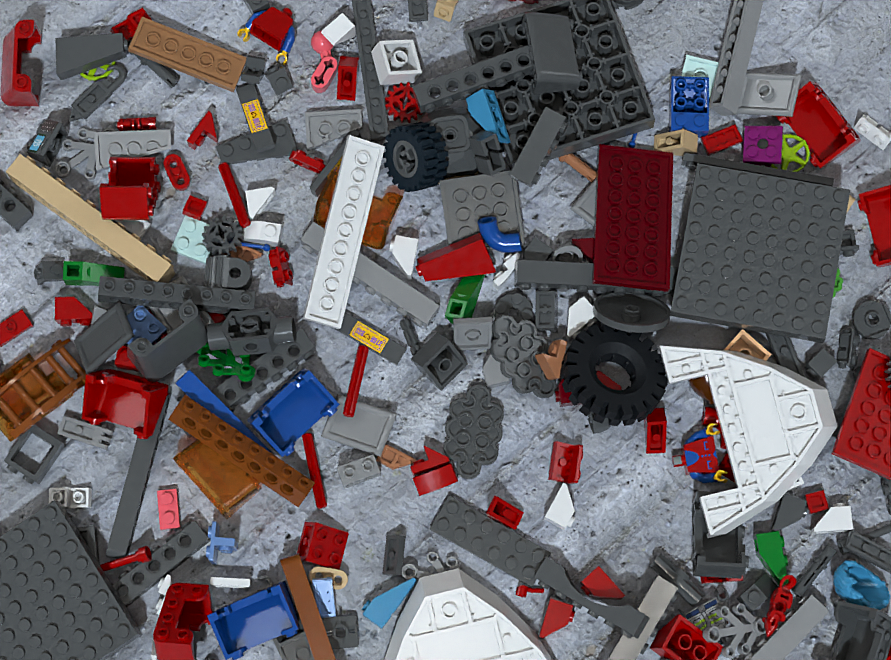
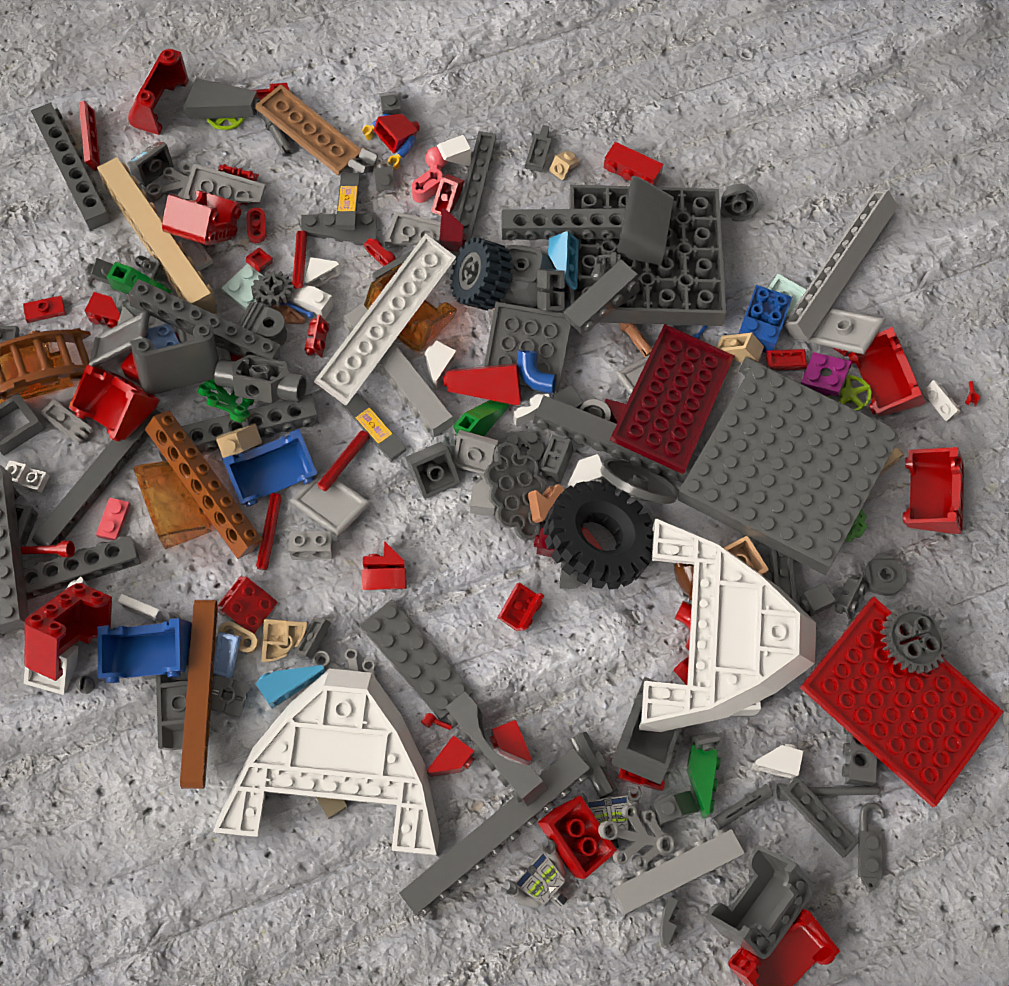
camera: 20 degrees right, 10 degrees down
(95, 252) = (149, 265): none -> dark grey hinge
(96, 95) = (212, 140): dark grey plate -> none
(202, 395) = (187, 418): blue tile -> none
(205, 127) = (297, 196): red slope -> none
(225, 545) = (143, 565): medium blue bracket -> none
(255, 398) = (238, 440): none -> tan slope
(364, 564) = (280, 638): none -> tan brick
(368, 120) = (451, 232): none -> dark red slope
(394, 458) = (351, 545): nougat tile -> none
(396, 62) = (497, 191): white brick -> none
(397, 101) = (490, 229): red gear -> none
(410, 336) = (414, 437): dark grey axle -> none
(473, 431) = (440, 547): dark grey plate -> none
(504, 513) = (439, 633): red slope -> none
(525, 118) = (600, 269): none -> dark grey piece
(561, 509) = (498, 651): white slope -> none
(655, 431) = (623, 608): red slope -> none
(700, 457) = (661, 648): torso -> none
(765, 526) = (705, 741): none -> dark grey slope
(779, 601) = (694, 822): red animal -> none
(789, 511) = (737, 735): dark grey slope -> none
(816, 502) = (768, 736): red plate -> none
(848, 245) = (881, 493): dark grey bracket -> none
(860, 586) = (786, 836): dark azure hair -> none

